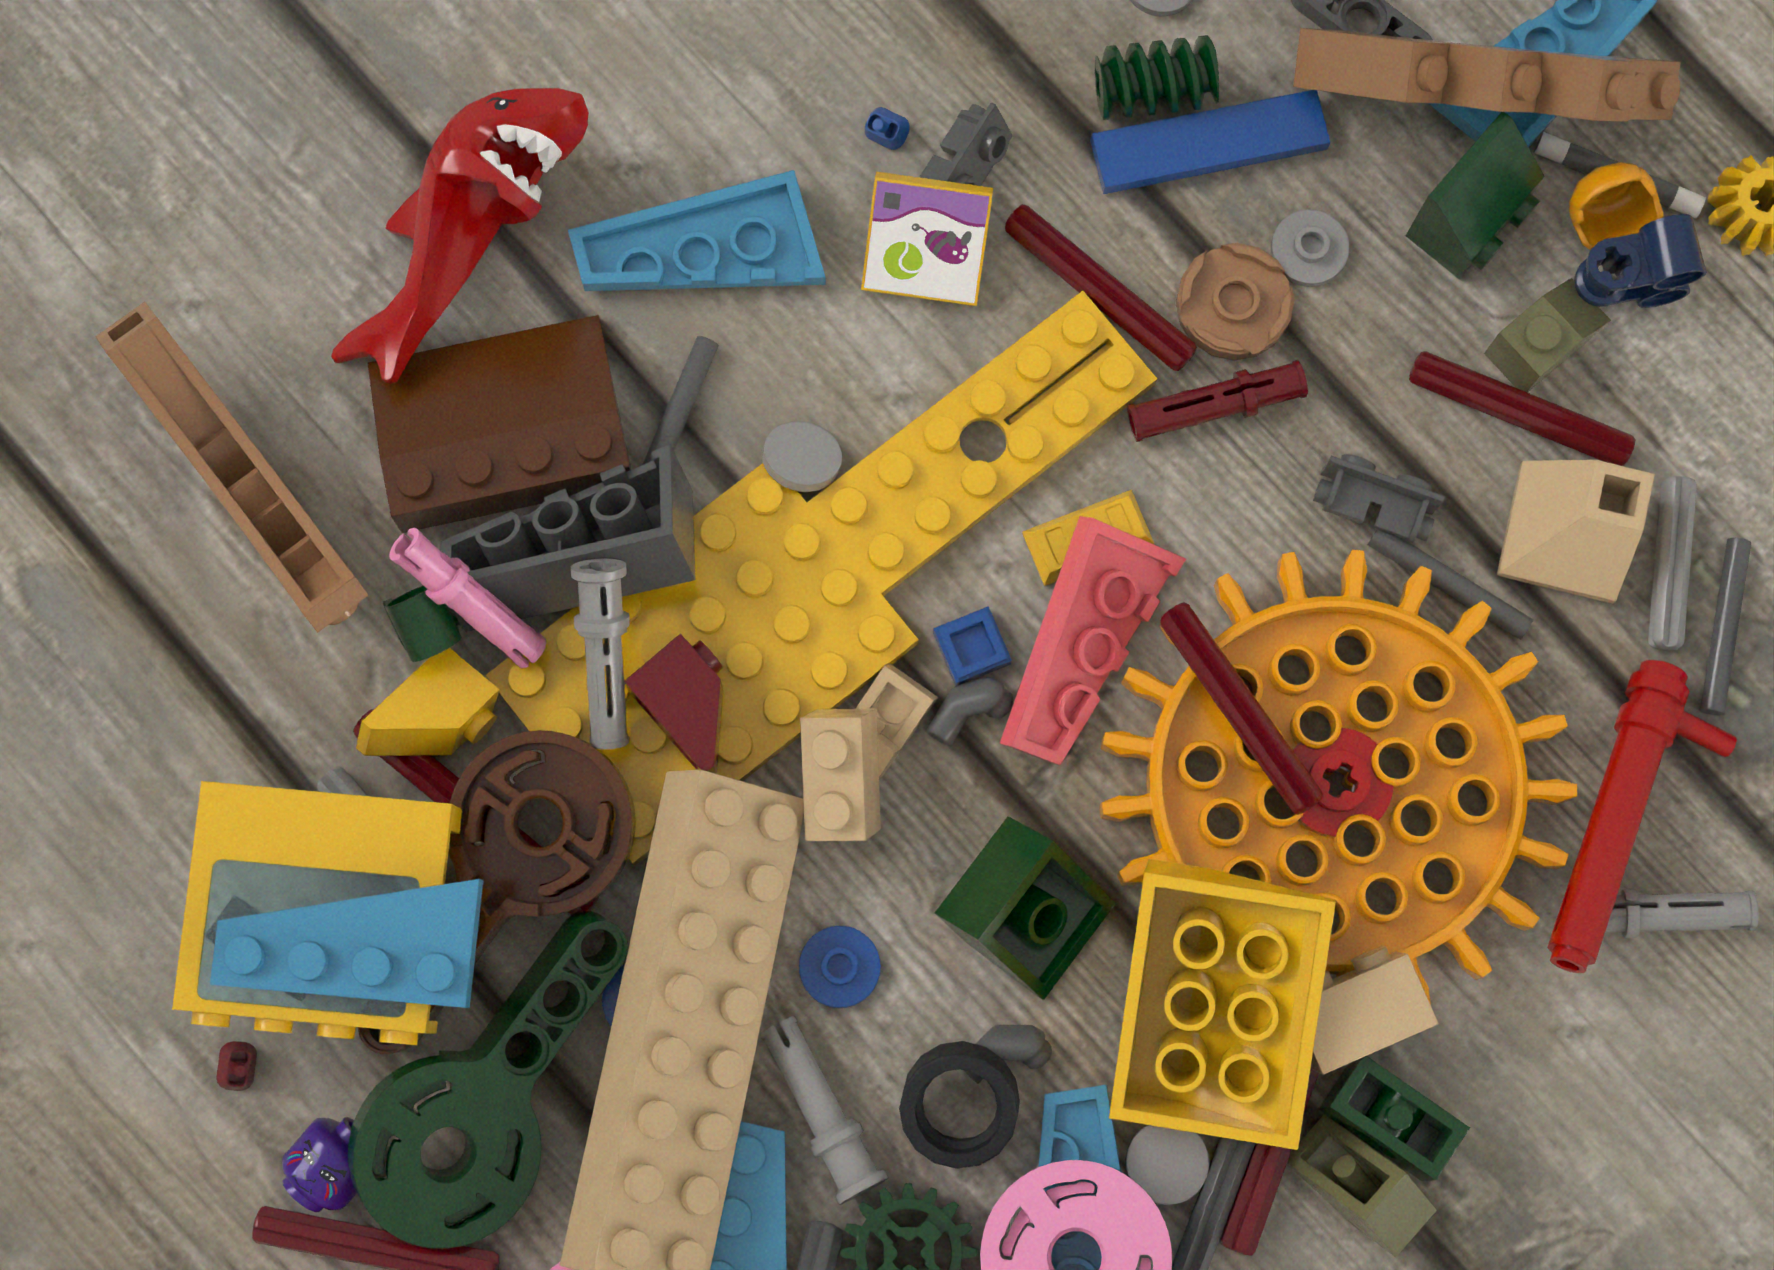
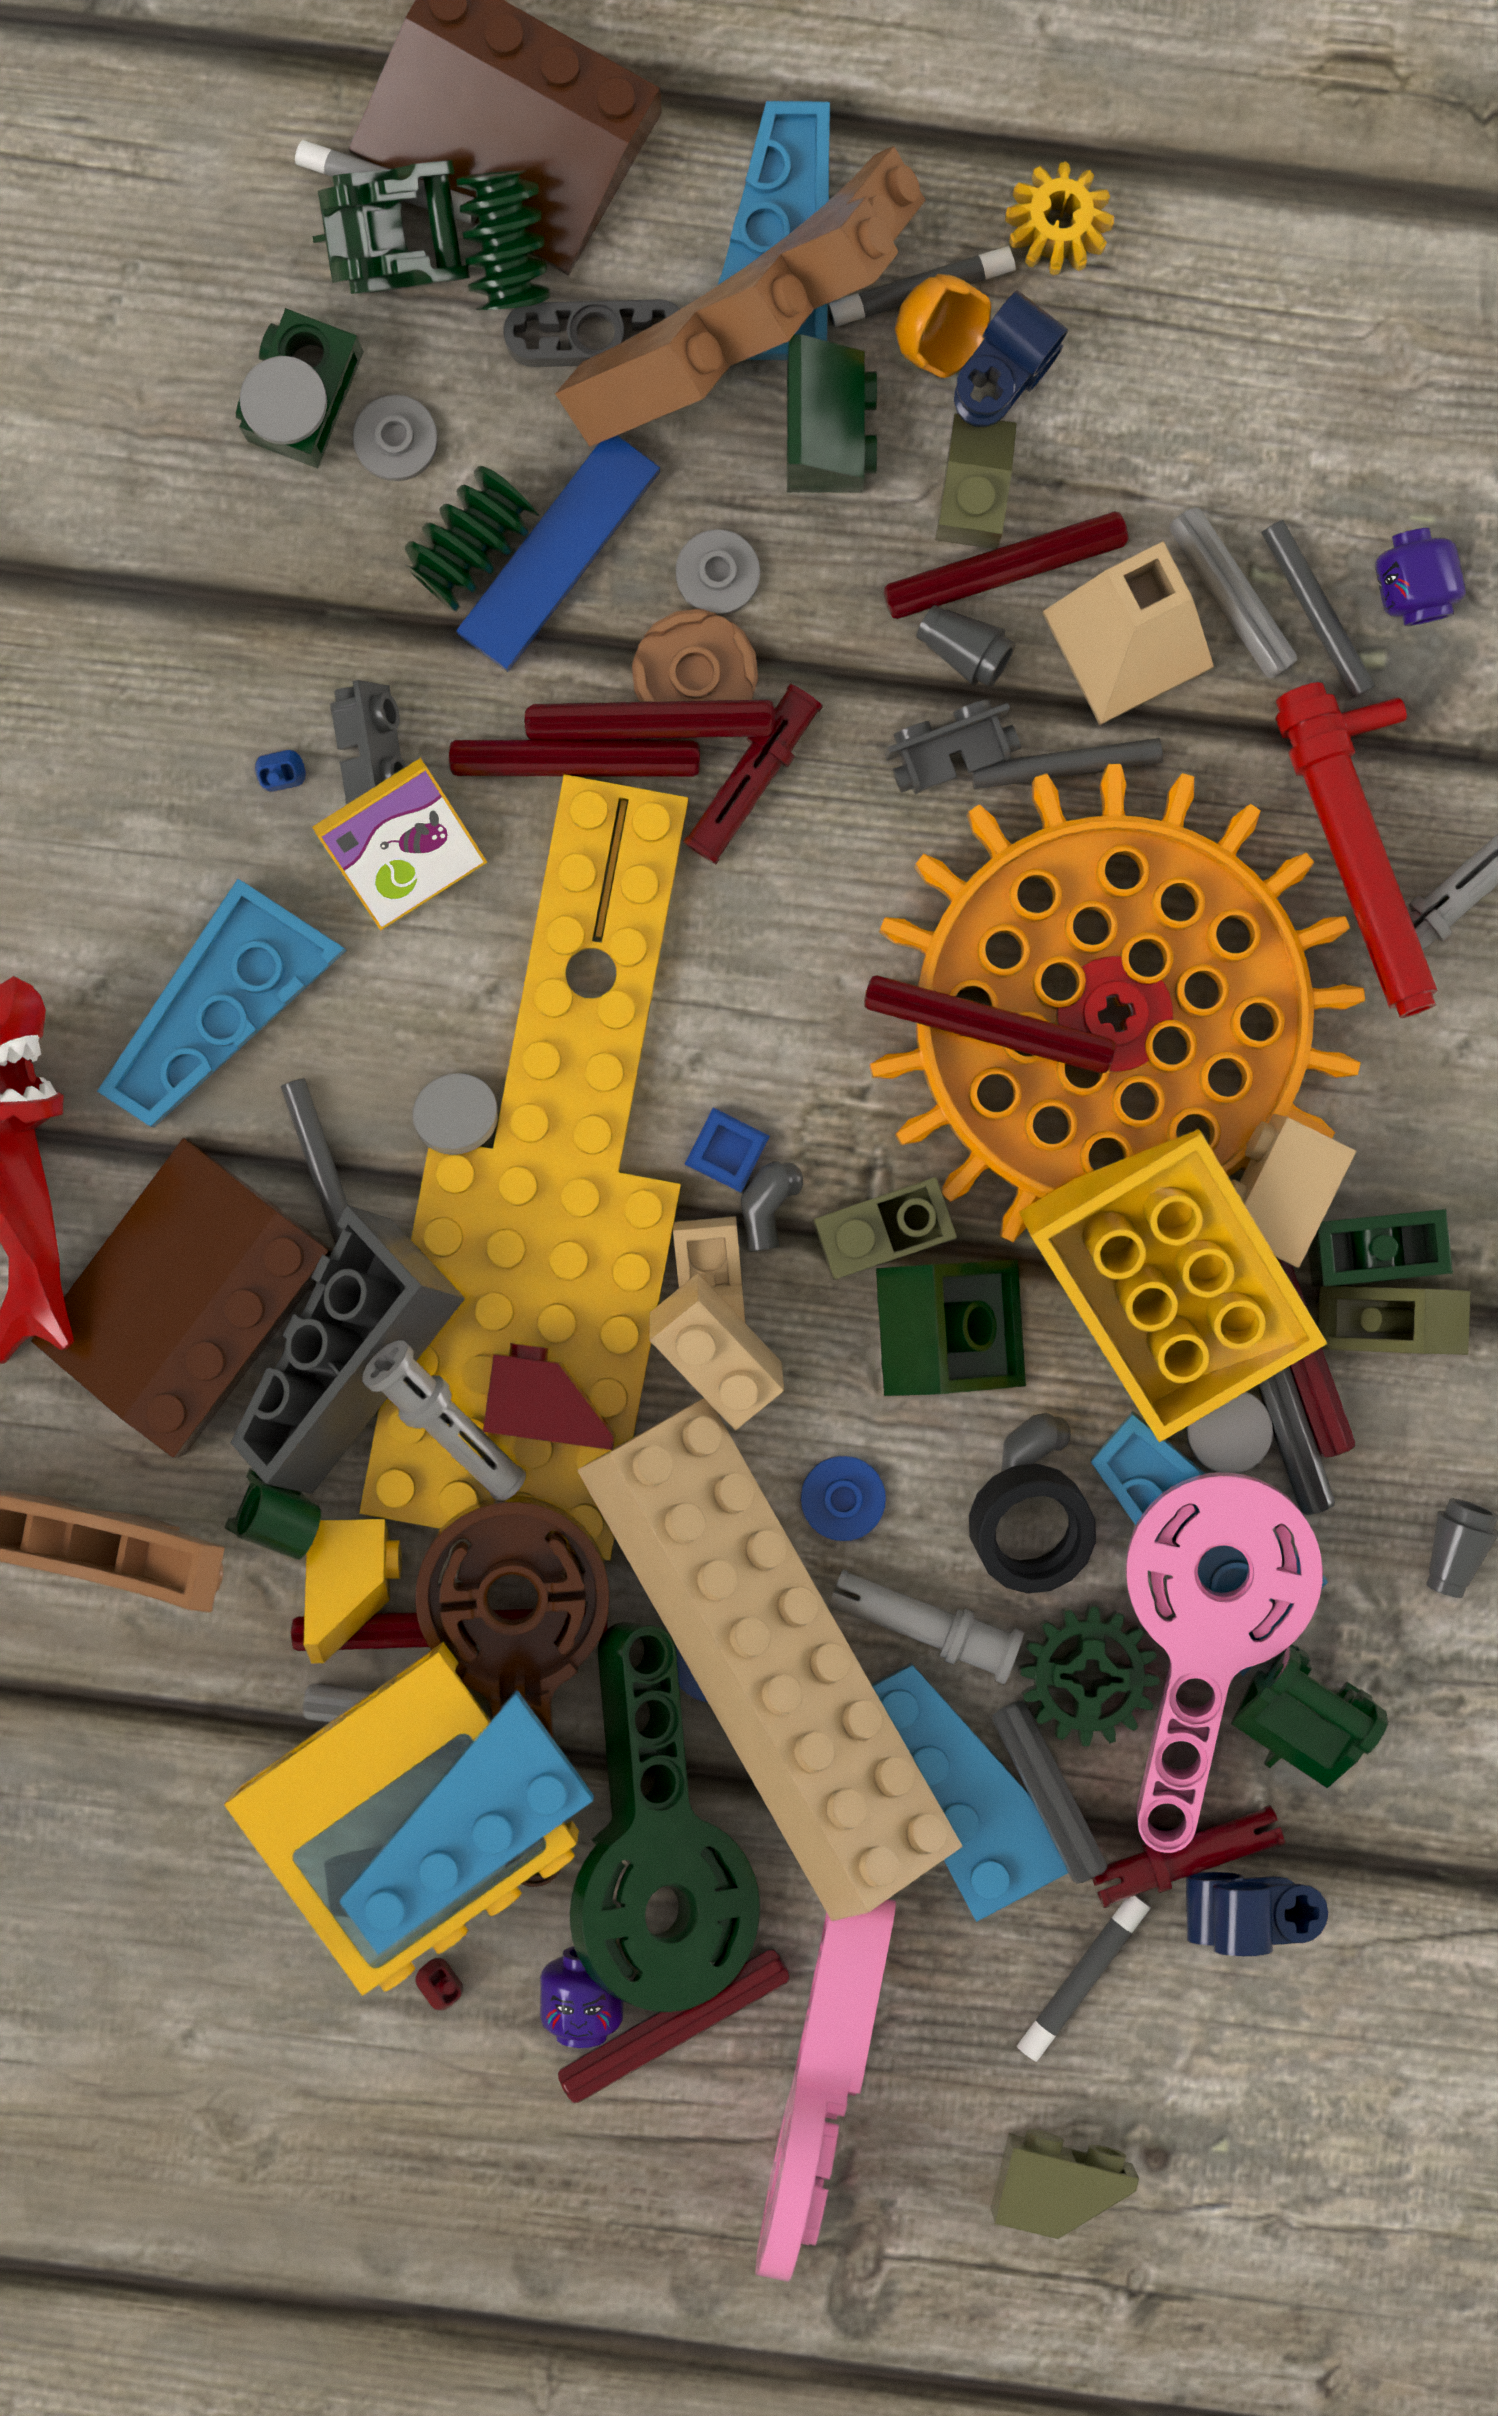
camera: 40 degrees left, 10 degrees up
(452, 585) = (277, 1475): bright pink pin -> none
(1037, 792) = (884, 1228): none -> olive slope
(1051, 540) = (743, 978): yellow tile -> none
(1094, 610) = (805, 1049): coral wing -> none
(1177, 302) = (650, 720): none -> dark red axle
(1447, 439) = (967, 645): none -> dark grey cone

